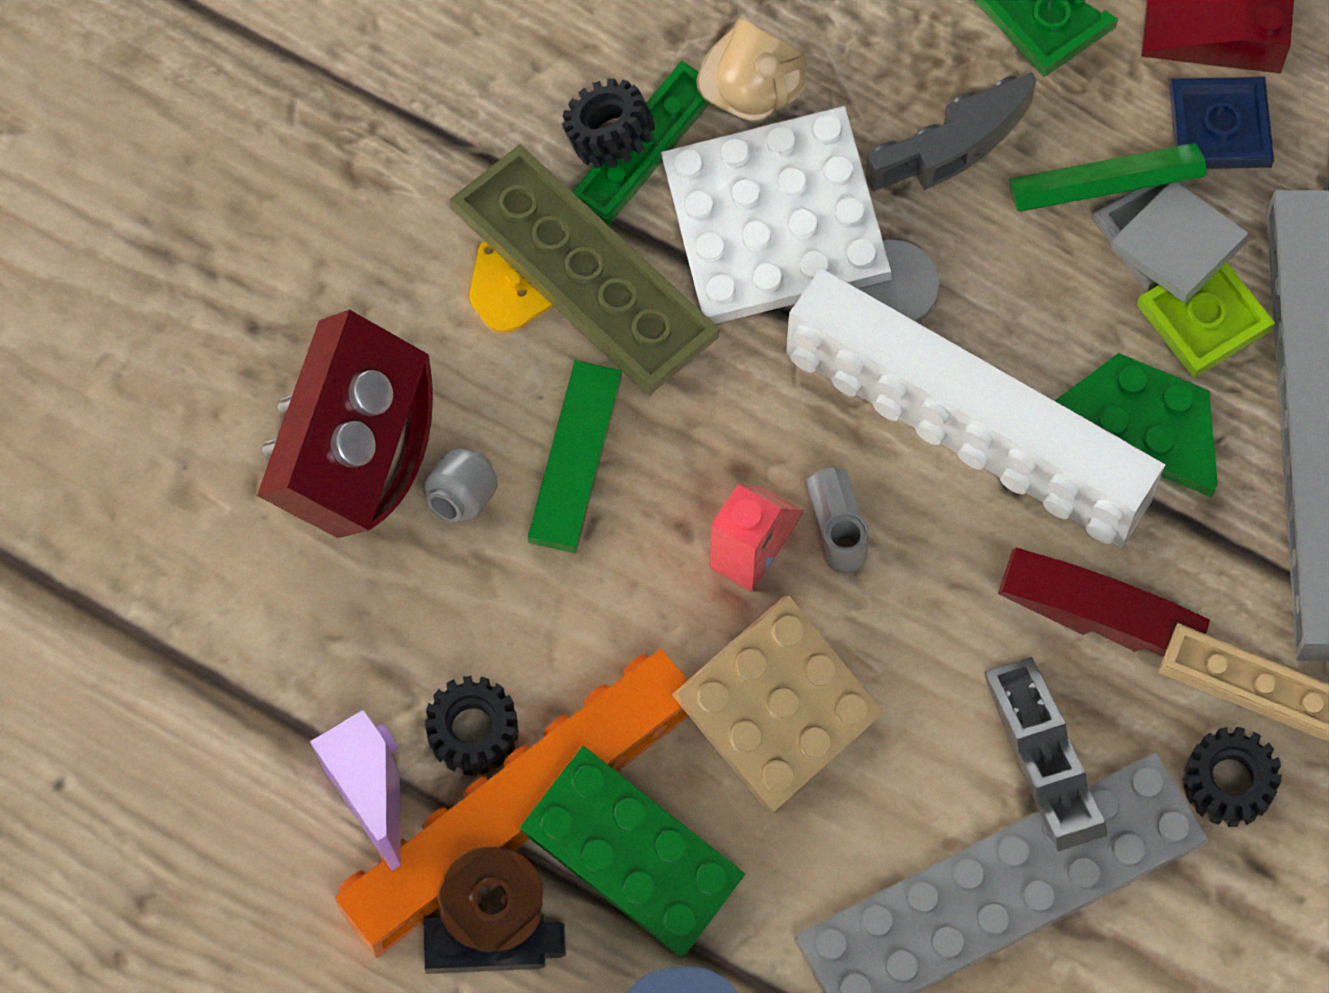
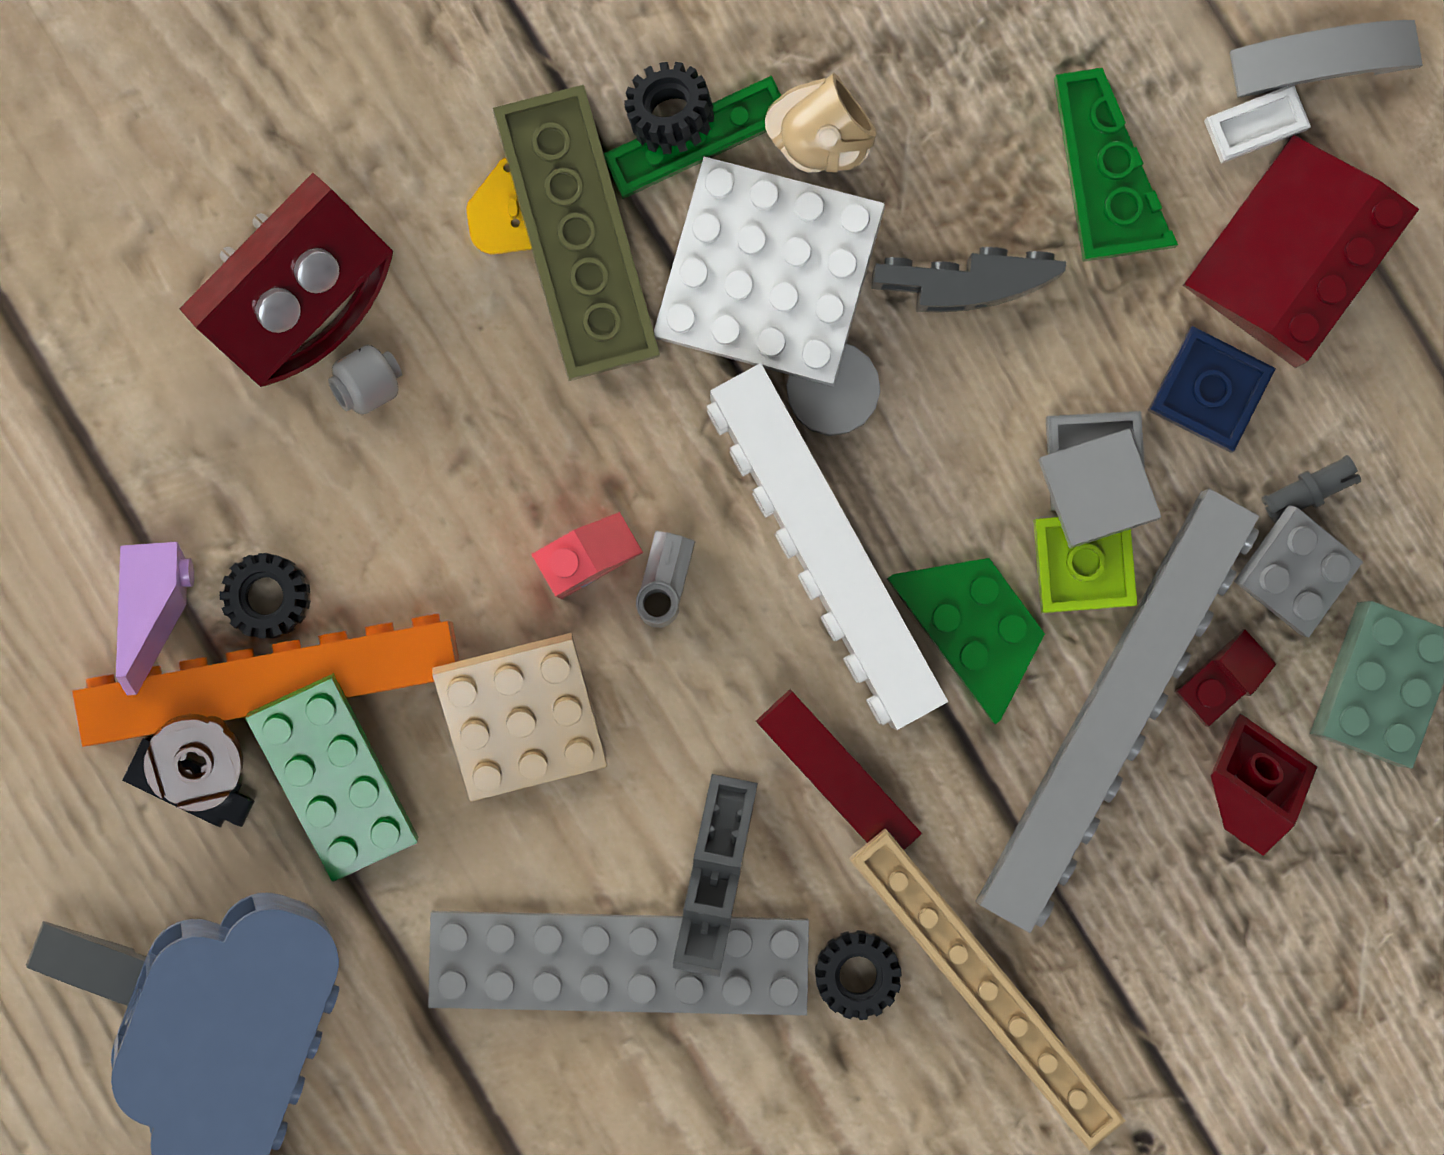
camera: 25 degrees right, 20 degrees up
(575, 457) = (478, 400): green tile -> none
(1107, 177) = (1075, 393): green tile -> none

